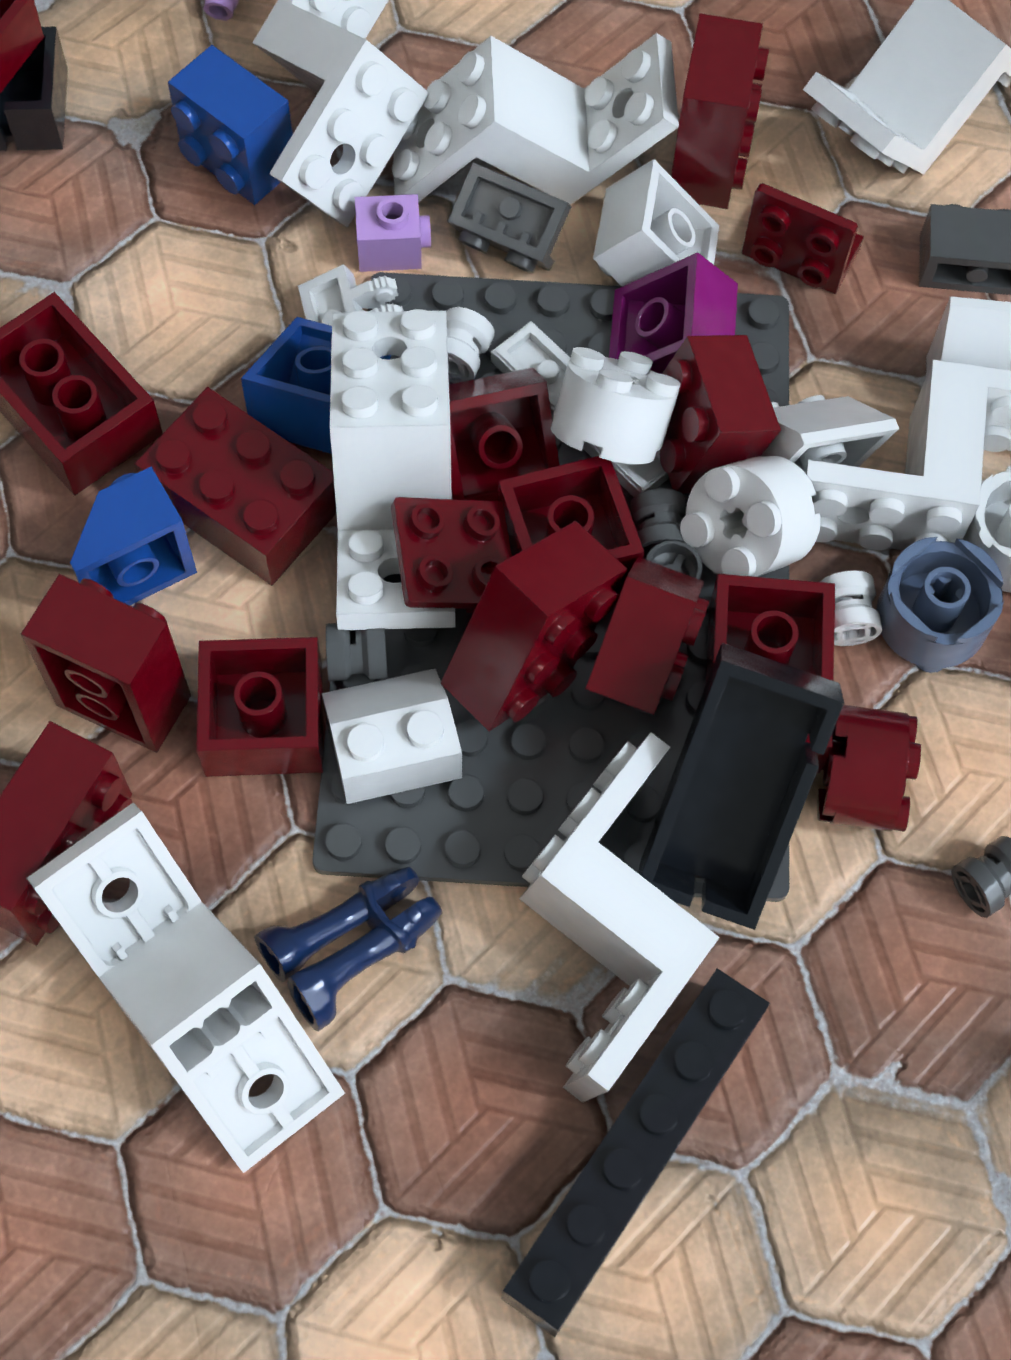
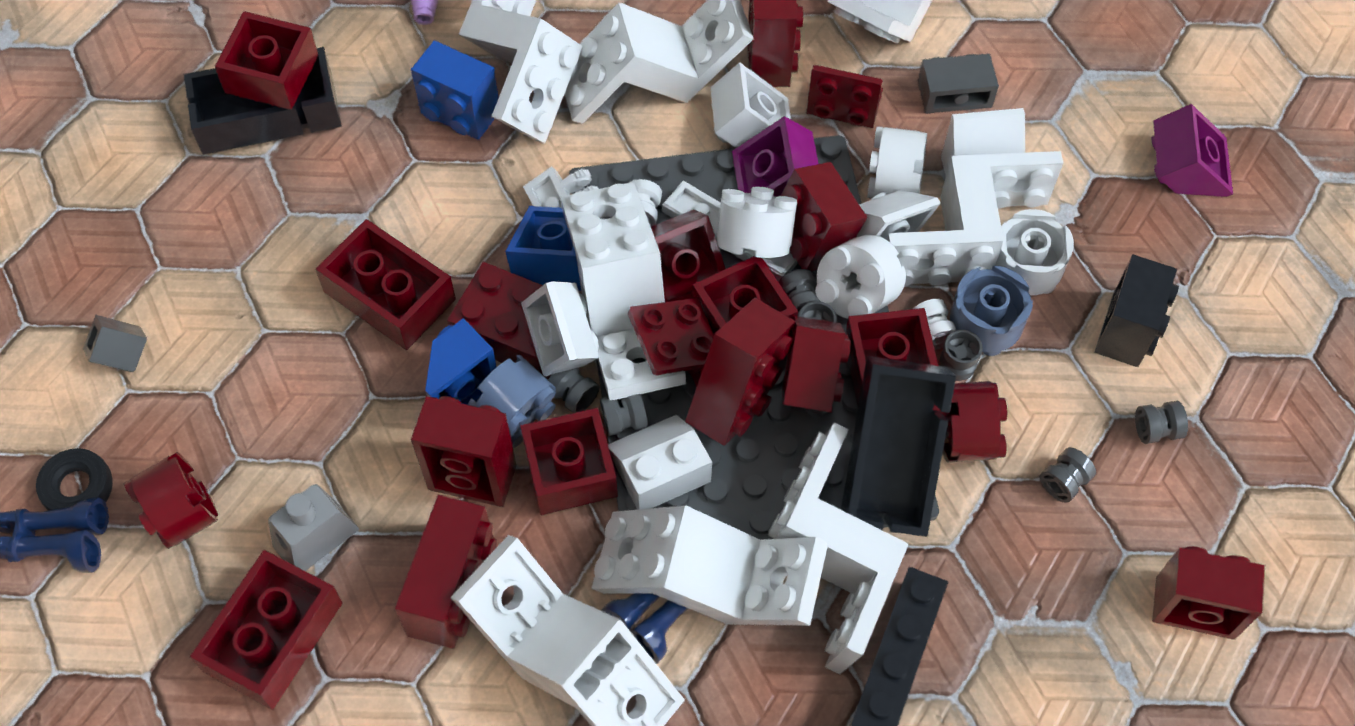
camera: 10 degrees left, 5 degrees down
(205, 596) = (519, 393): none -> sand blue brick
(289, 508) = (560, 327): none -> white slope
(295, 598) = (574, 389): none -> dark grey wheel
(390, 232) = (575, 141): lavender brick -> none
(423, 908) = (710, 566): none -> white bracket
(508, 217) = (652, 117): dark grey bracket -> none
(854, 352) = (898, 161): none -> white brick
(884, 651) = (961, 353): none -> dark grey wheel

